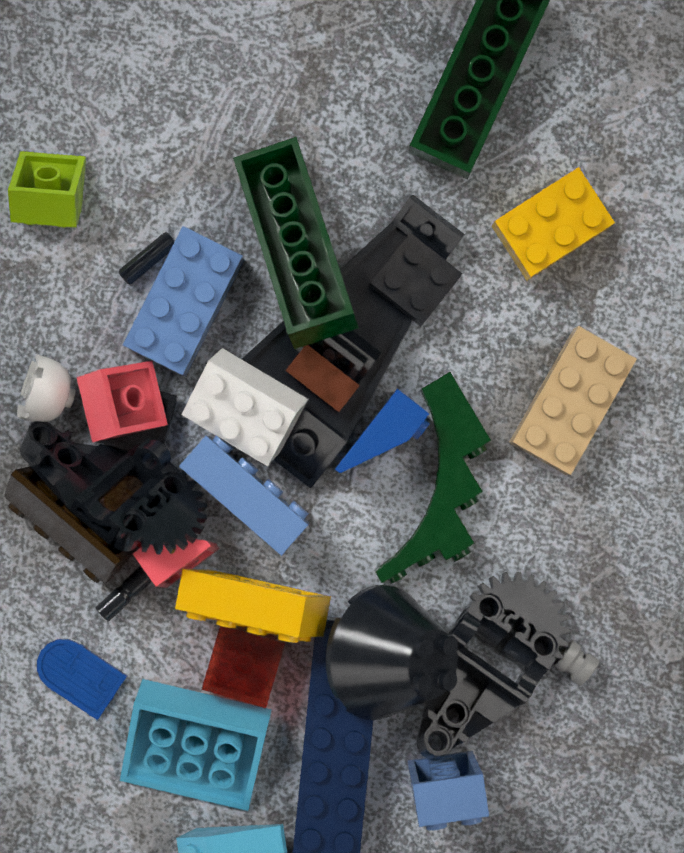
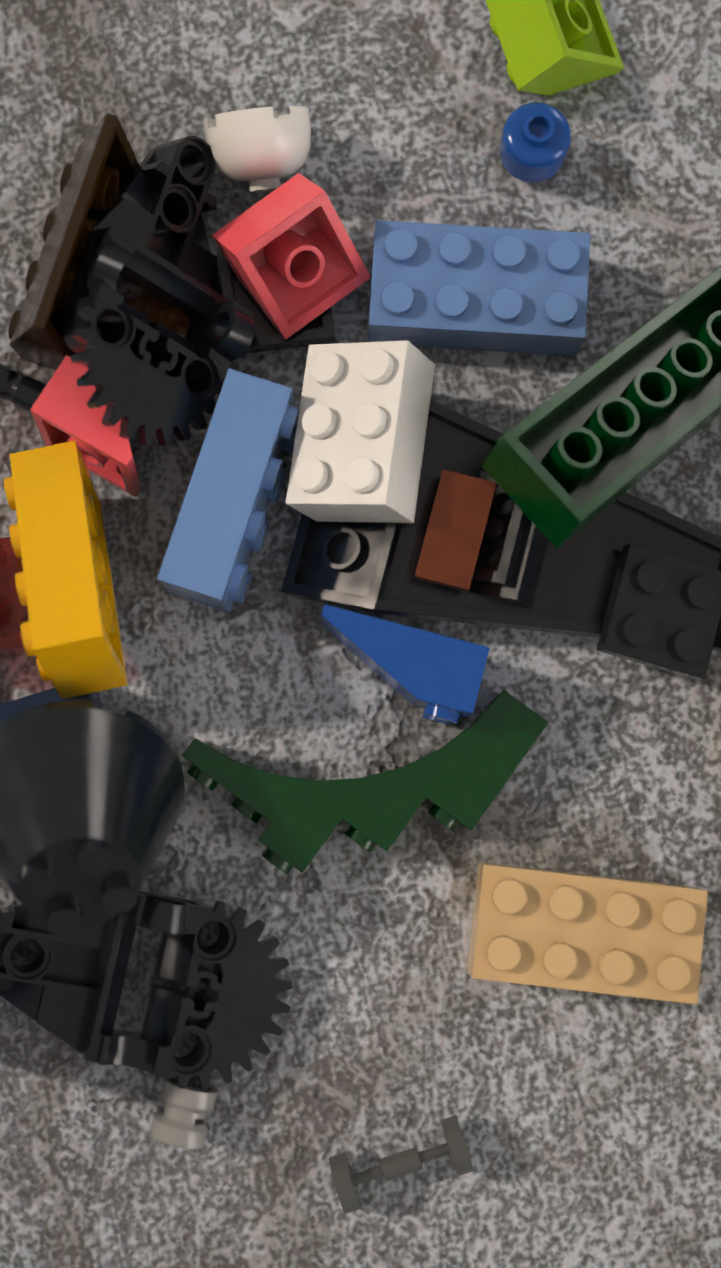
camera: 65 degrees right, 5 degrees down
(111, 231) = (534, 142): none -> blue head
(147, 258) = (511, 209): black axle -> none
(653, 557) = (398, 1165): none -> dark grey wheel

